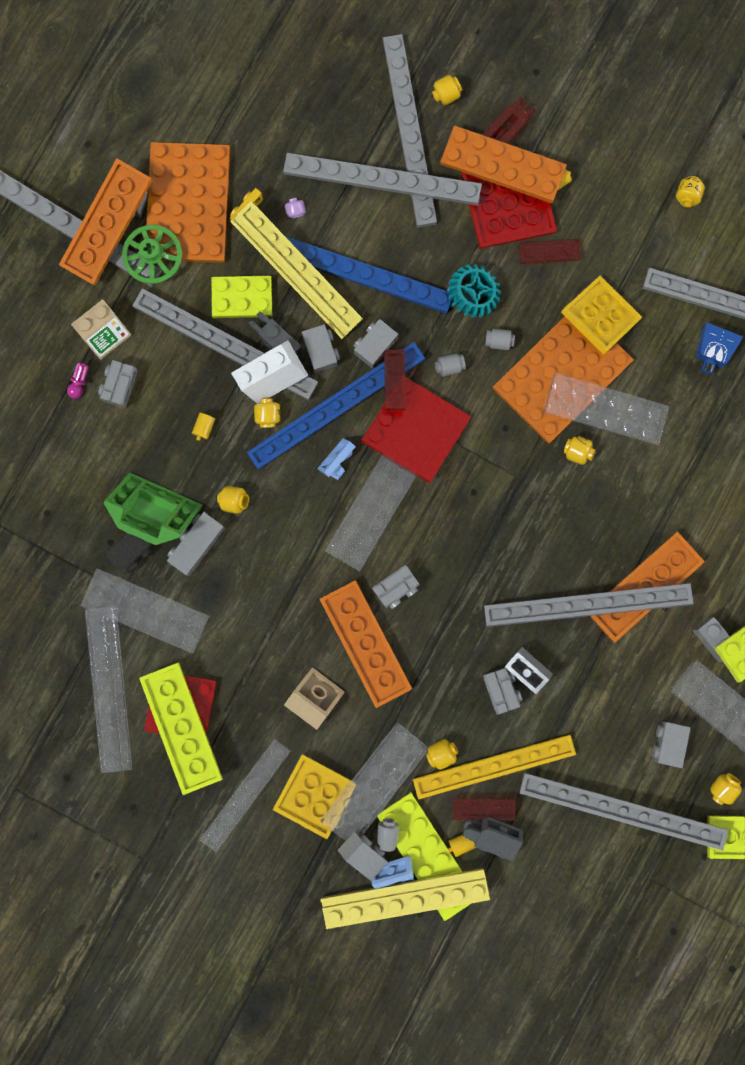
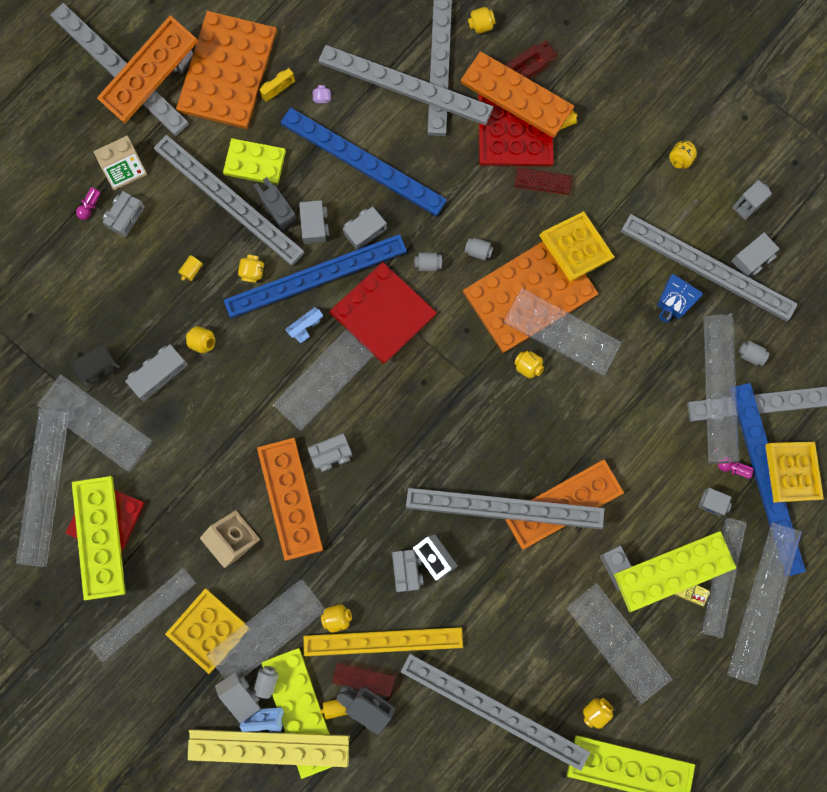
camera: 15 degrees right, 5 degrees down
(150, 510) = (120, 331): bright green slope -> none
(151, 253) = (181, 104): bright green wheel -> none
(270, 373) = (261, 232): white slope -> none
(296, 269) = (308, 148): light yellow plate -> none
(394, 380) = (372, 263): clear red plate -> none
(480, 286) = (474, 198): teal gear -> none
(671, 744) = (555, 658): light grey brick -> none

